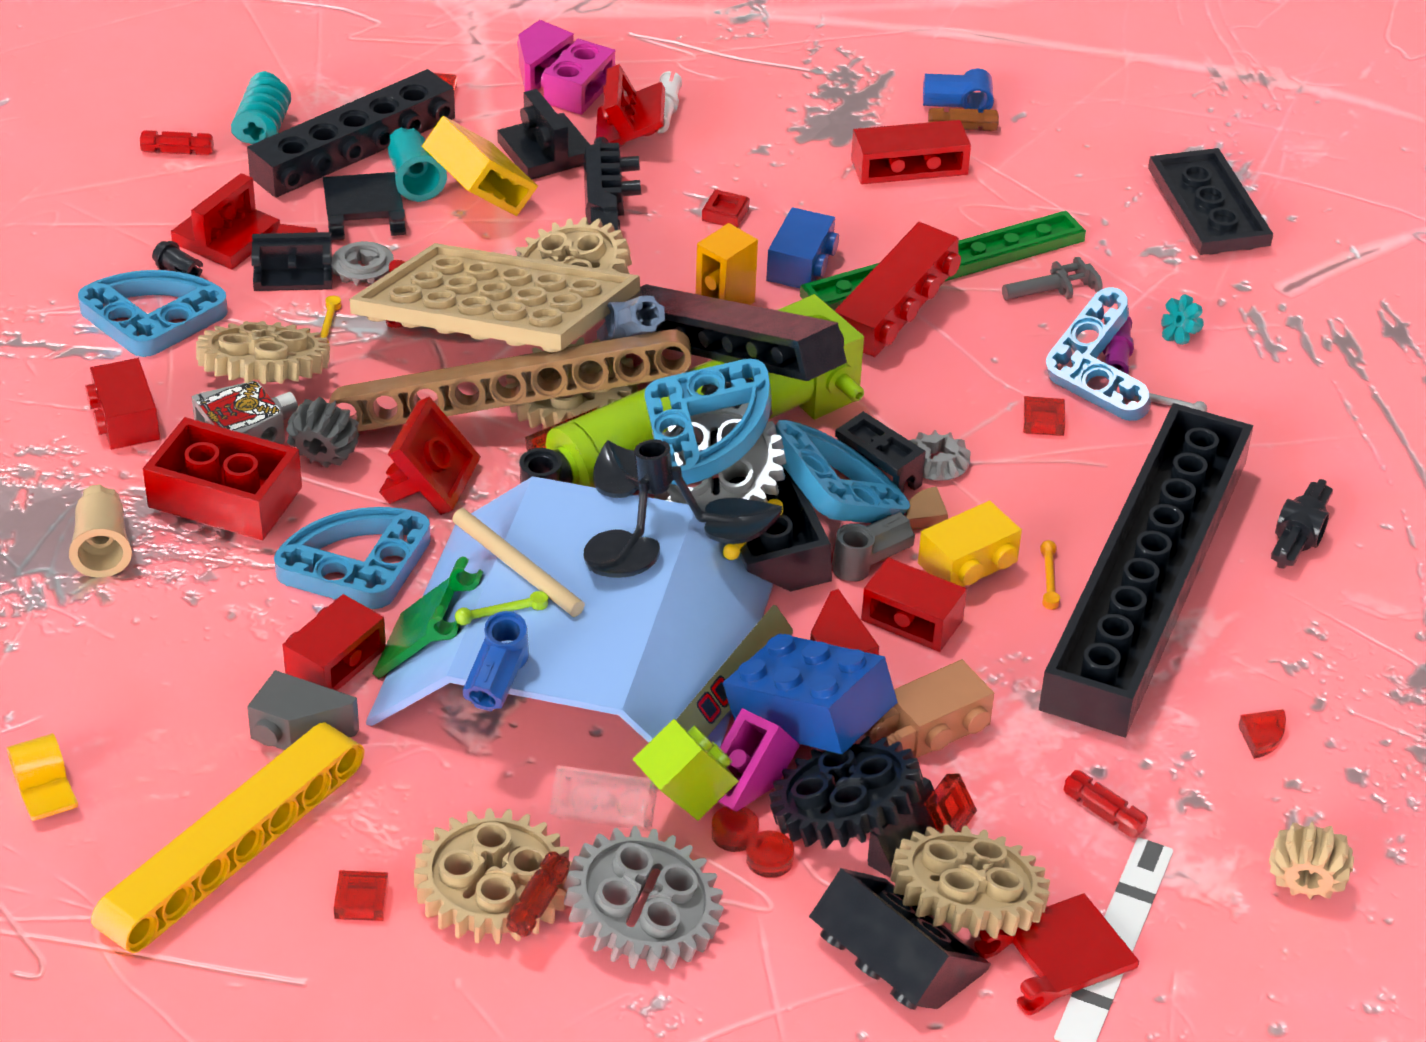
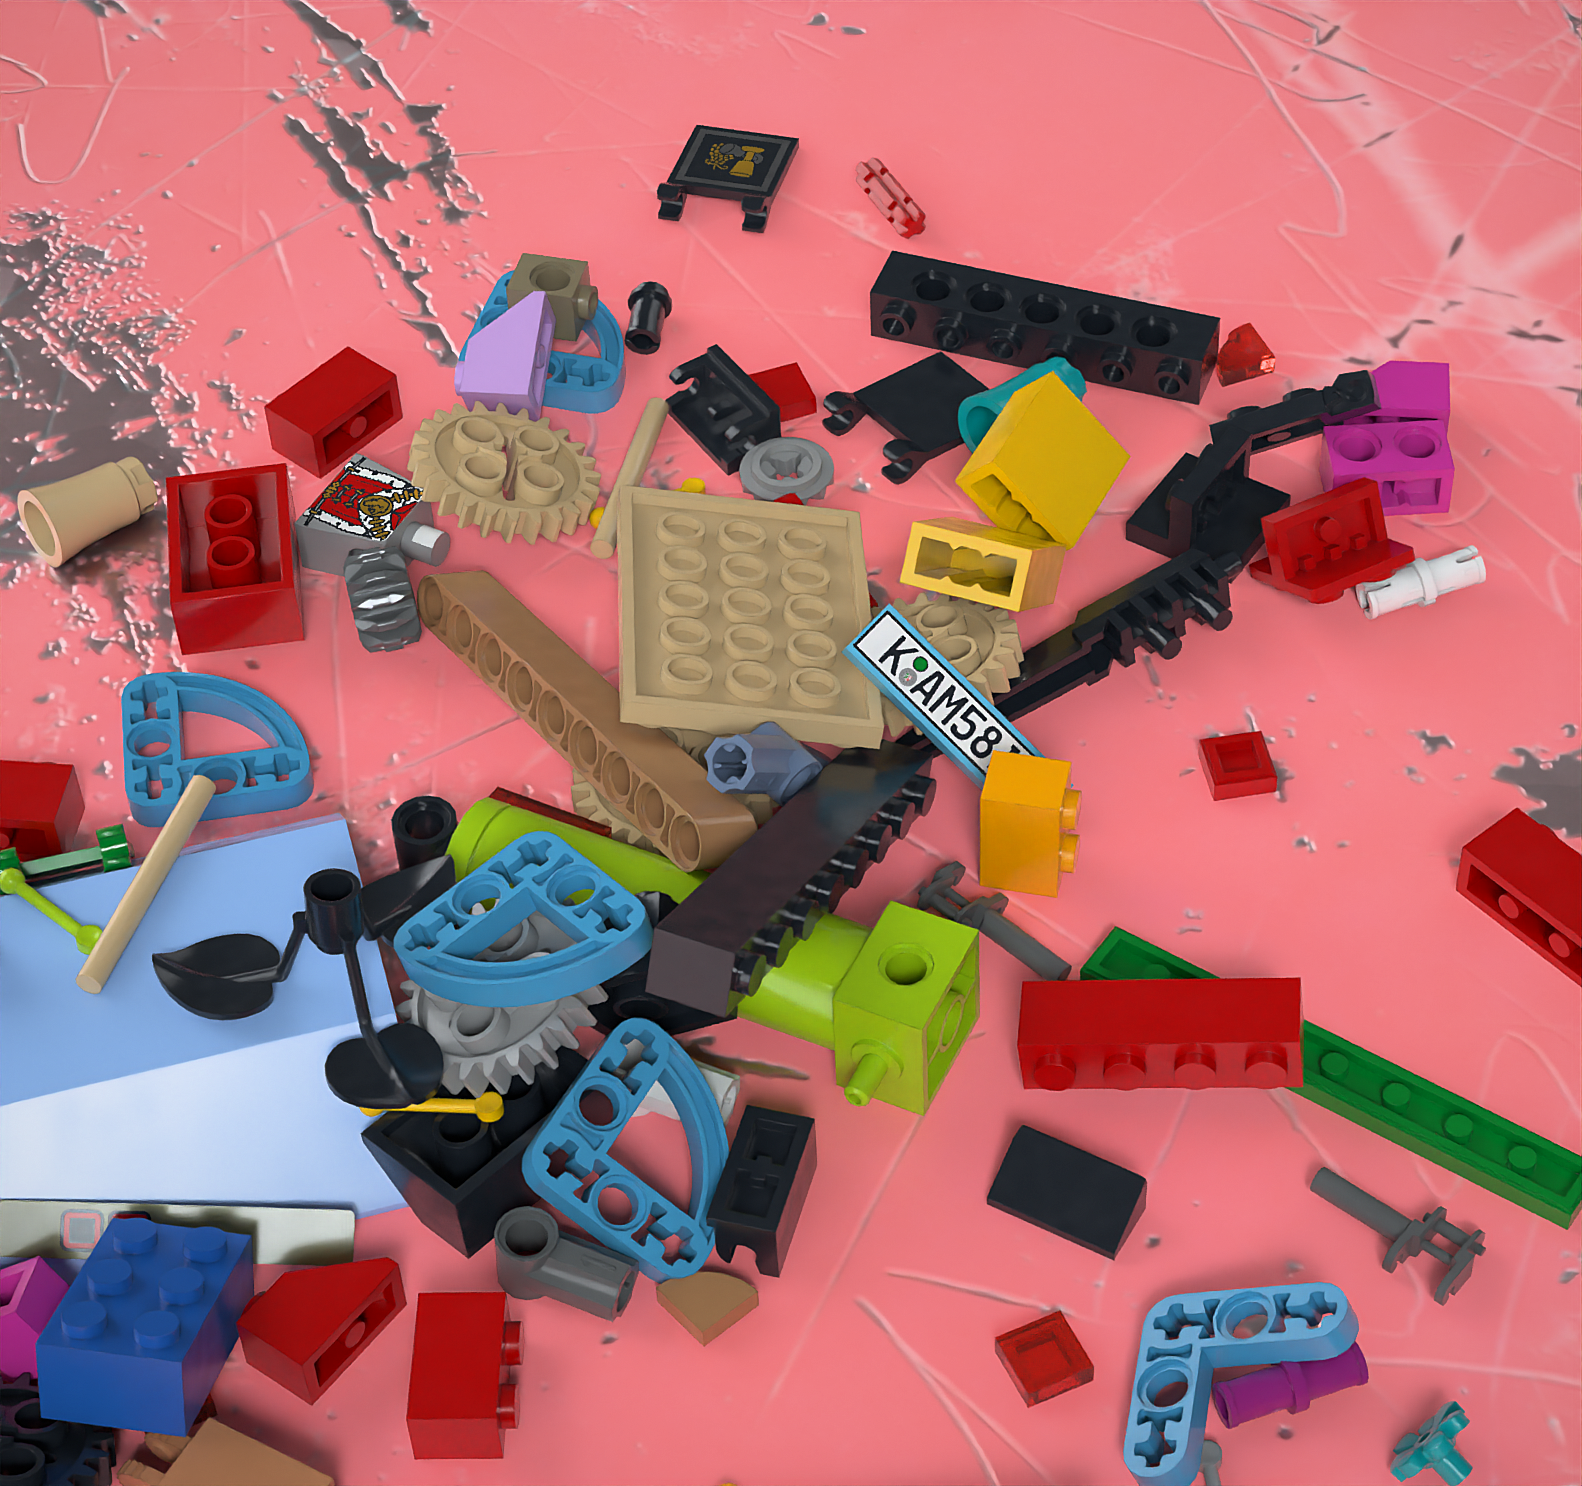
camera: 65 degrees right, 5 degrees up
(78, 185) = (729, 167): none -> black flag
(139, 277) = (565, 286): none -> dark tan brick
(181, 311) = (510, 359): none -> lavender slope
(224, 224) = (753, 315): red bracket -> none
(261, 108) = (1004, 225): teal piece -> none
(307, 316) = (631, 473): none -> tan bar
(430, 459) = (403, 720): red bracket -> none
(530, 72) = (1304, 412): none -> black hinge
(533, 209) = (983, 563): none -> yellow brick
(634, 257) = (934, 695): none -> tile
(801, 248) = (1194, 885): blue brick -> none
(946, 465) = (871, 1275): light grey gear -> none
(952, 366) = (1068, 1192): none -> black slope
(970, 545) = (620, 1387): yellow brick -> none

